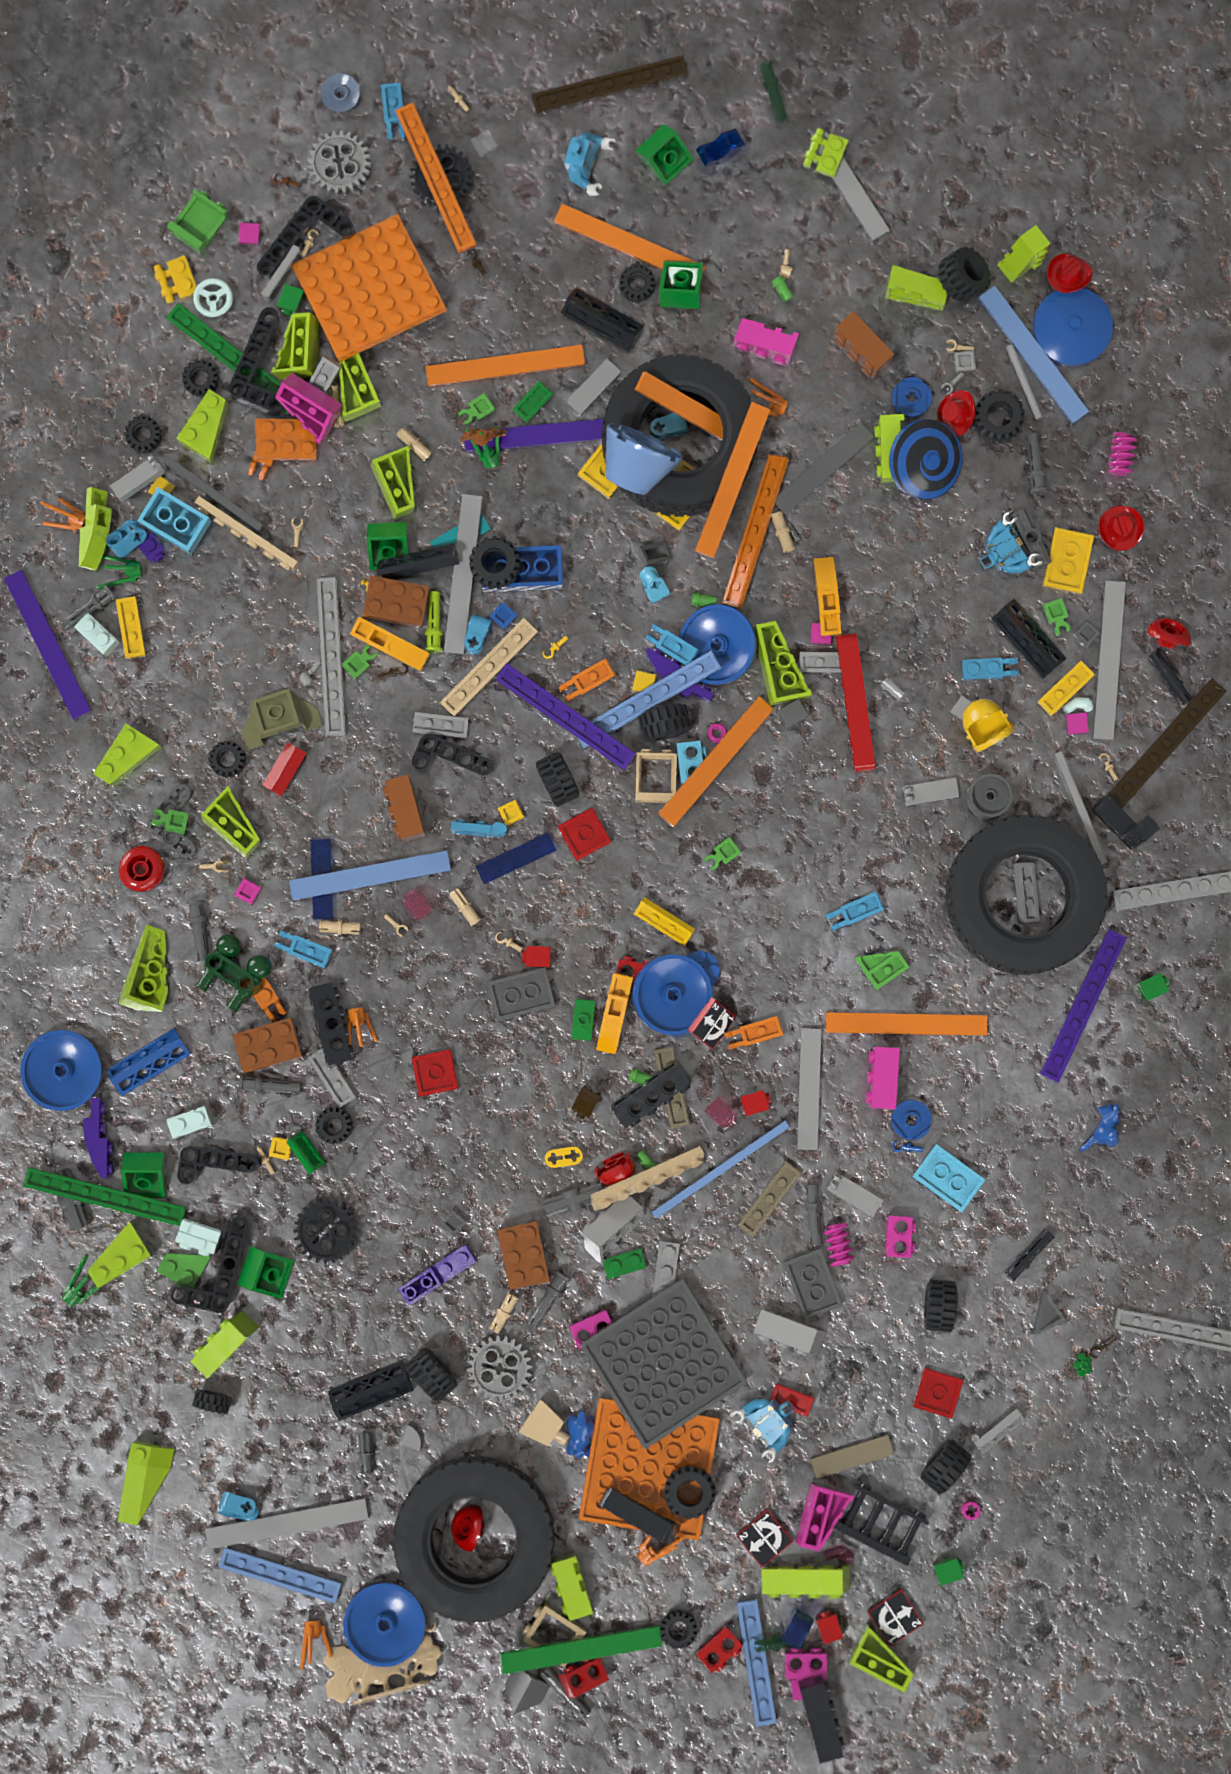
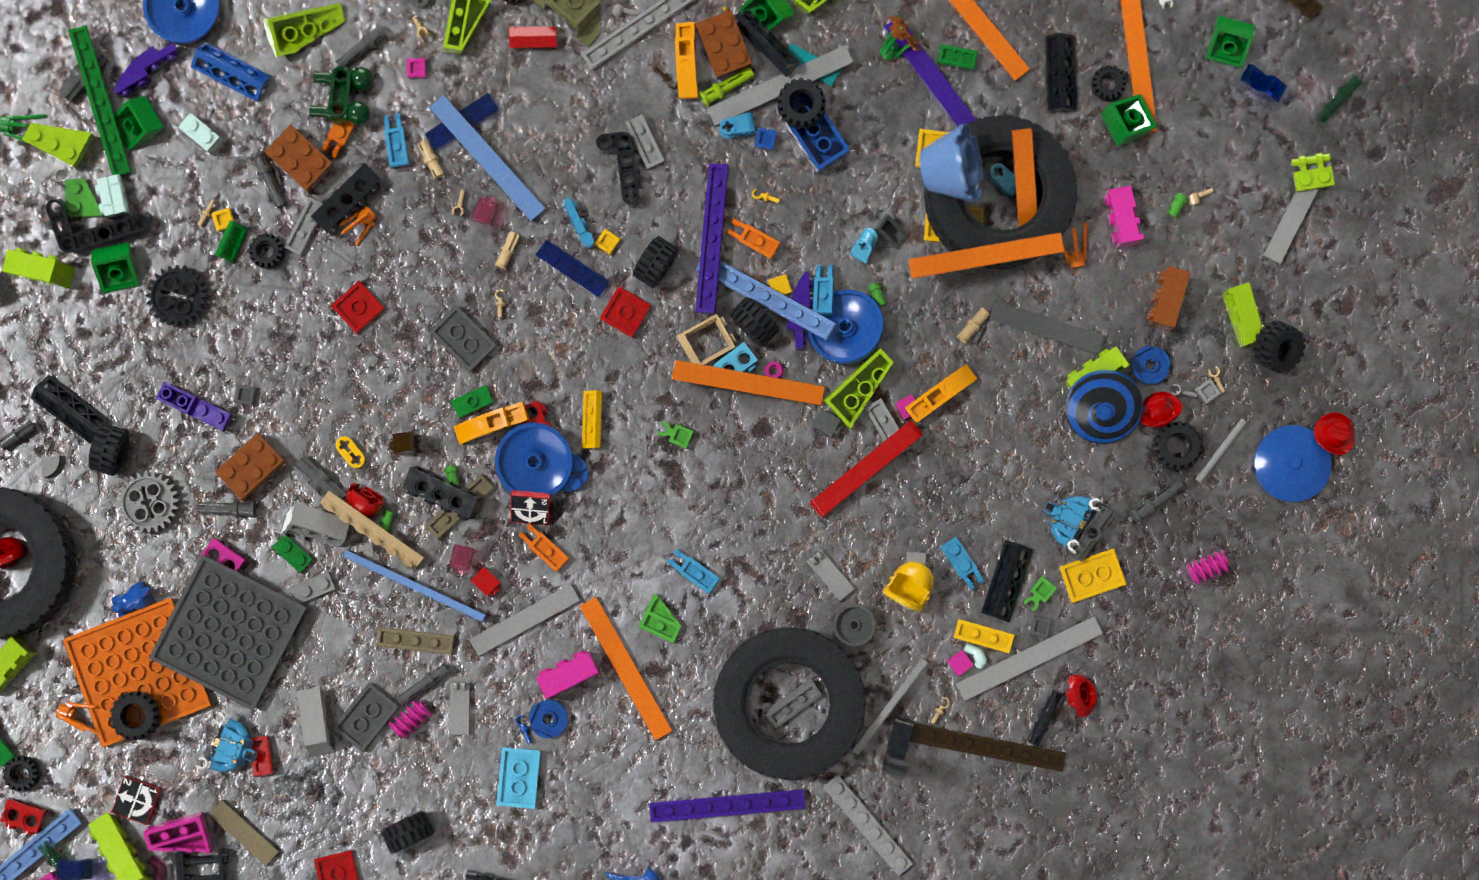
camera: 60 degrees right, 0 degrees up
(220, 1163) = (181, 177): black beam -> none
(357, 663) = (655, 44): bright green plate -> none
(404, 808) = (557, 152): dark orange brick -> none
(479, 408) = (926, 17): bright green plate -> none
(488, 667) = (716, 152): tan plate -> none
(503, 1313) = (195, 479): tan pin -> none
(537, 956) = (501, 333): red brick -> none
(544, 1425) = (123, 566): tan torso -> none
(593, 387) = (1000, 99): light grey tile -> none
(639, 1516) = (91, 687): black beam -> none
(755, 531) = (960, 302): orange tile -> none
(893, 688) = (897, 492): light grey pin -> none
(894, 1236) = (444, 761): dark pink brick -> none
(1027, 253) = (1329, 388): lime wedge -> none
(1033, 354) = (1248, 445): medium blue tile -> none
(1121, 527) = (1146, 603): red hat -> none
(1153, 987) = (777, 854): green brick -> none

